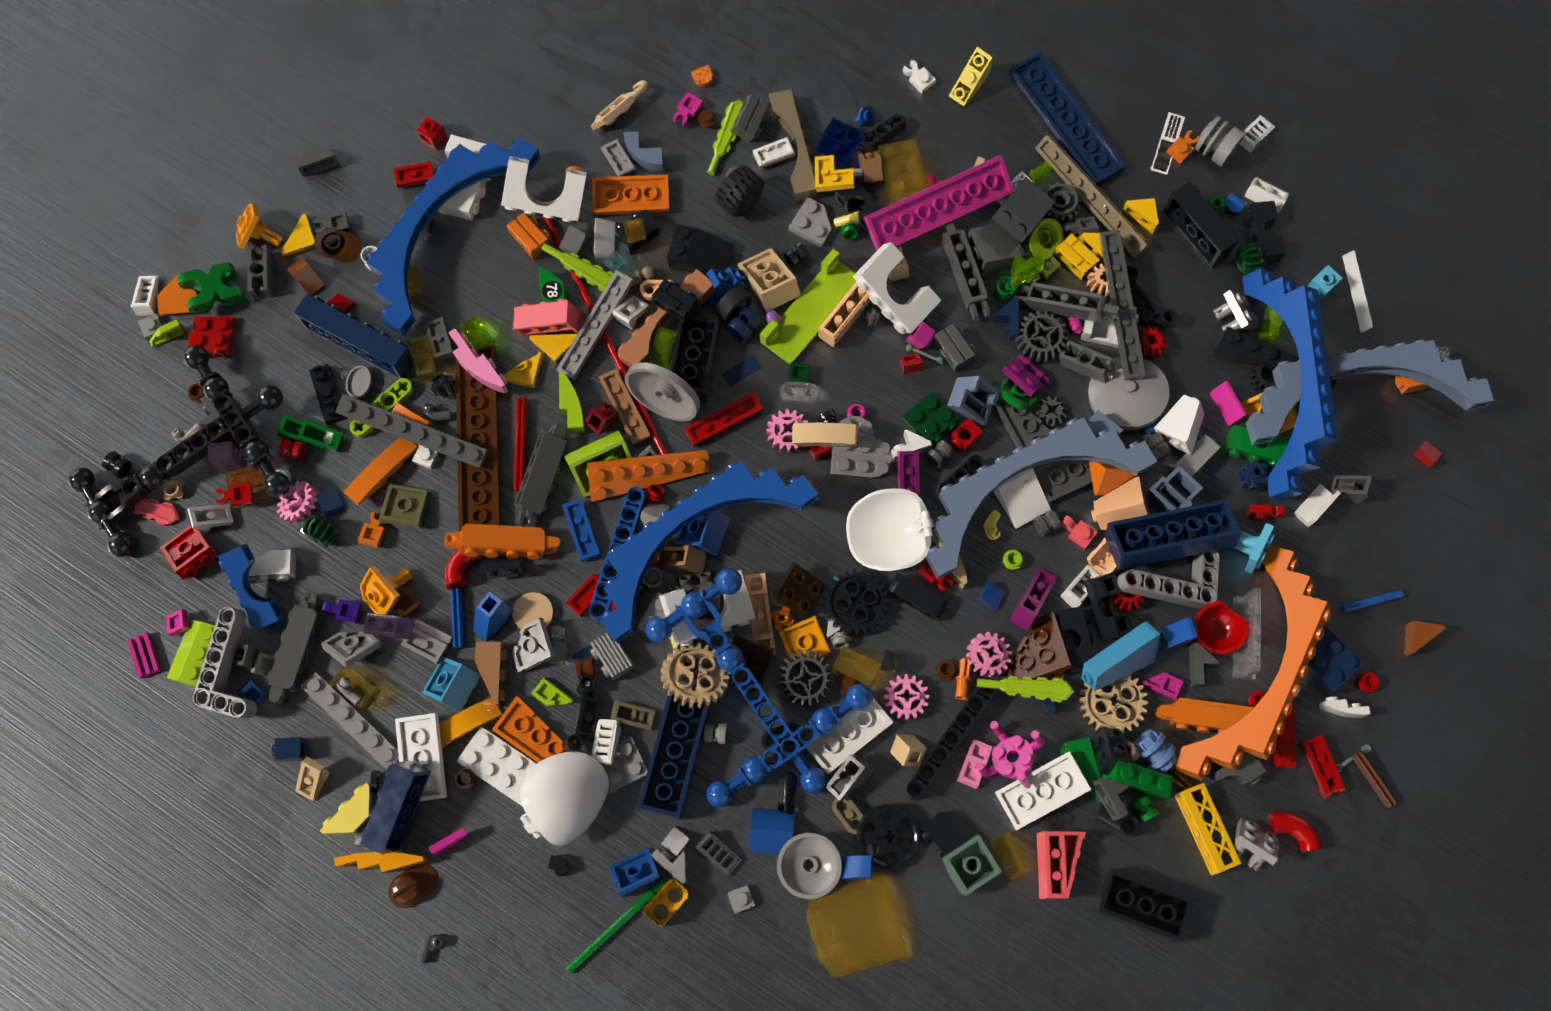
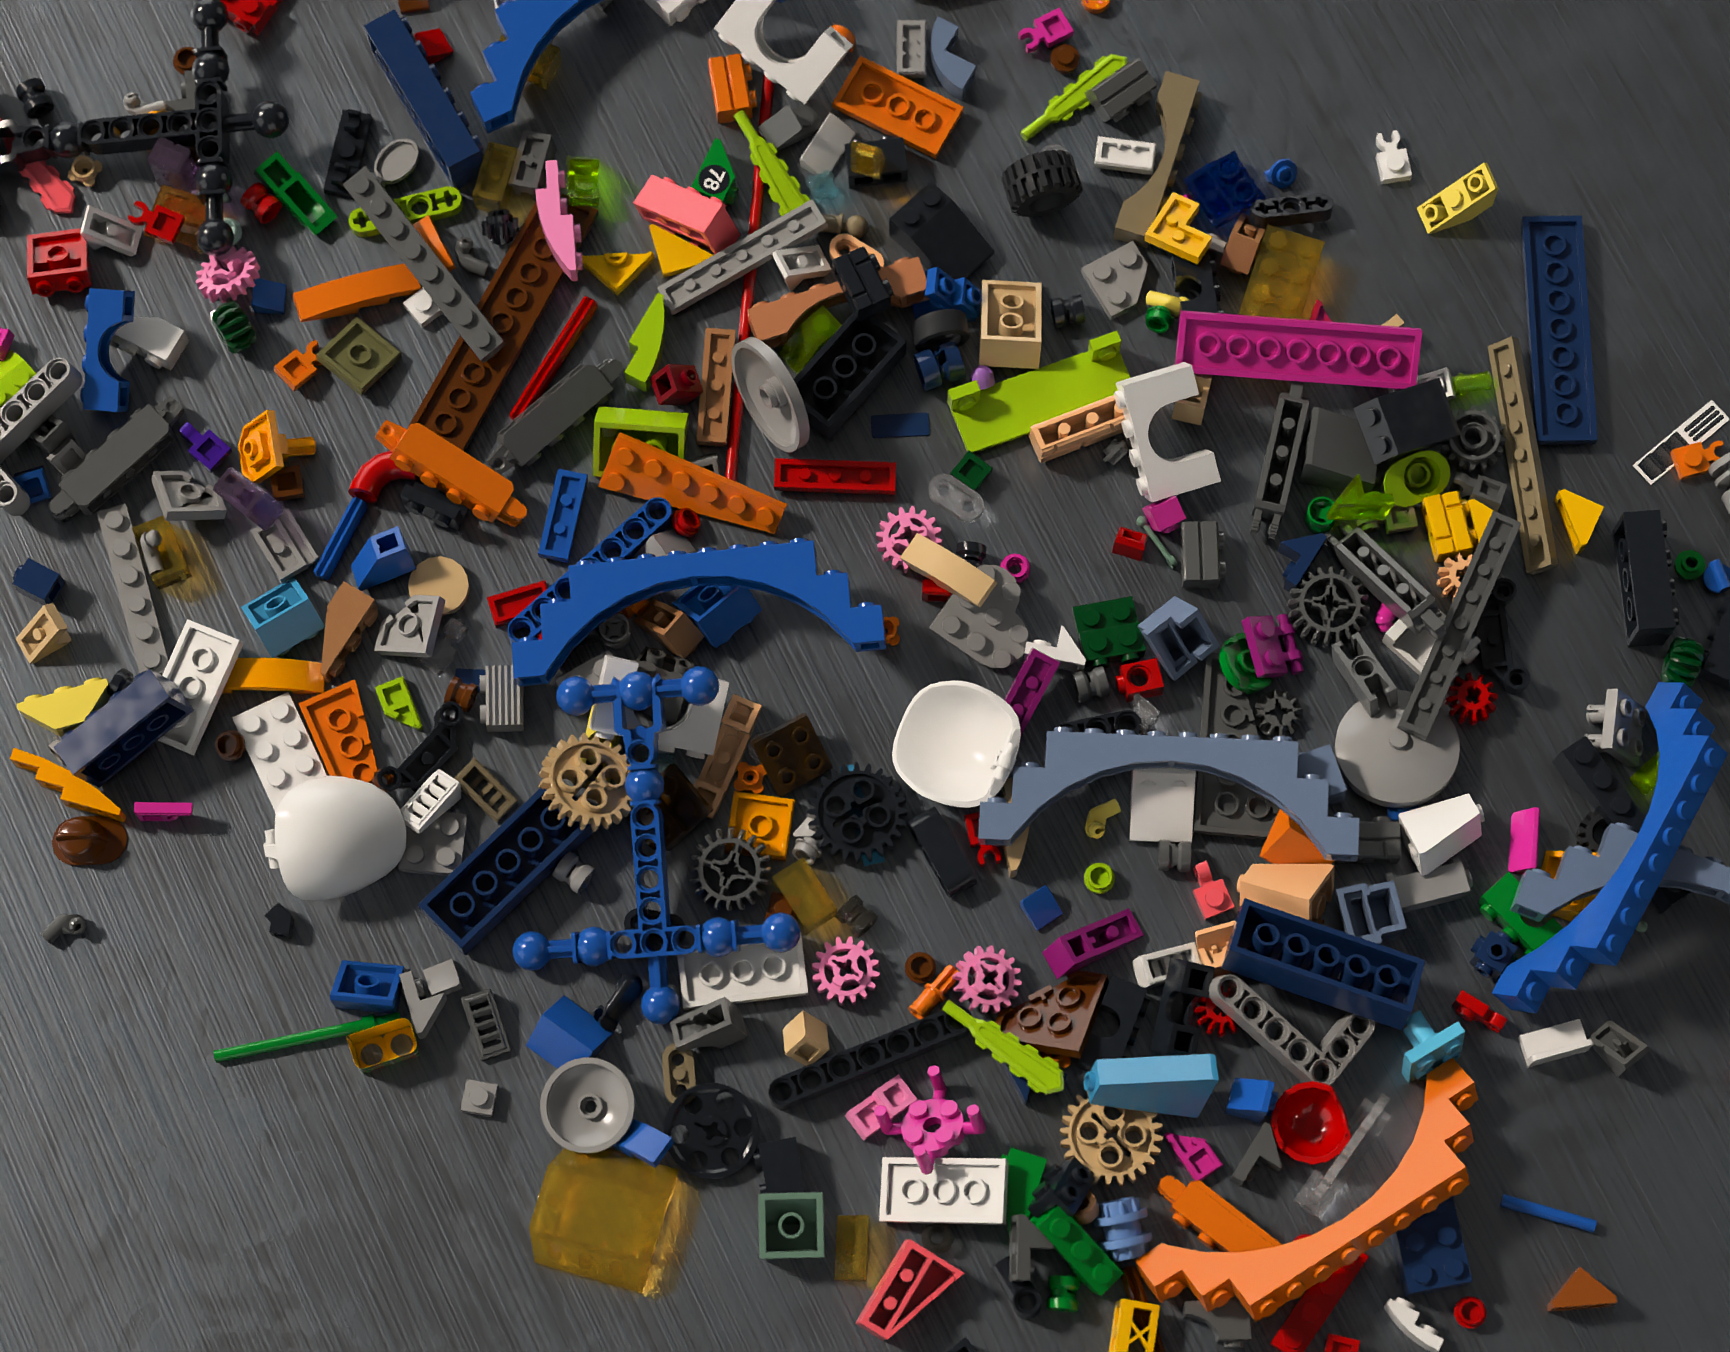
camera: 30 degrees right, 0 degrees up
(983, 451) = (1146, 711): none -> clear slope

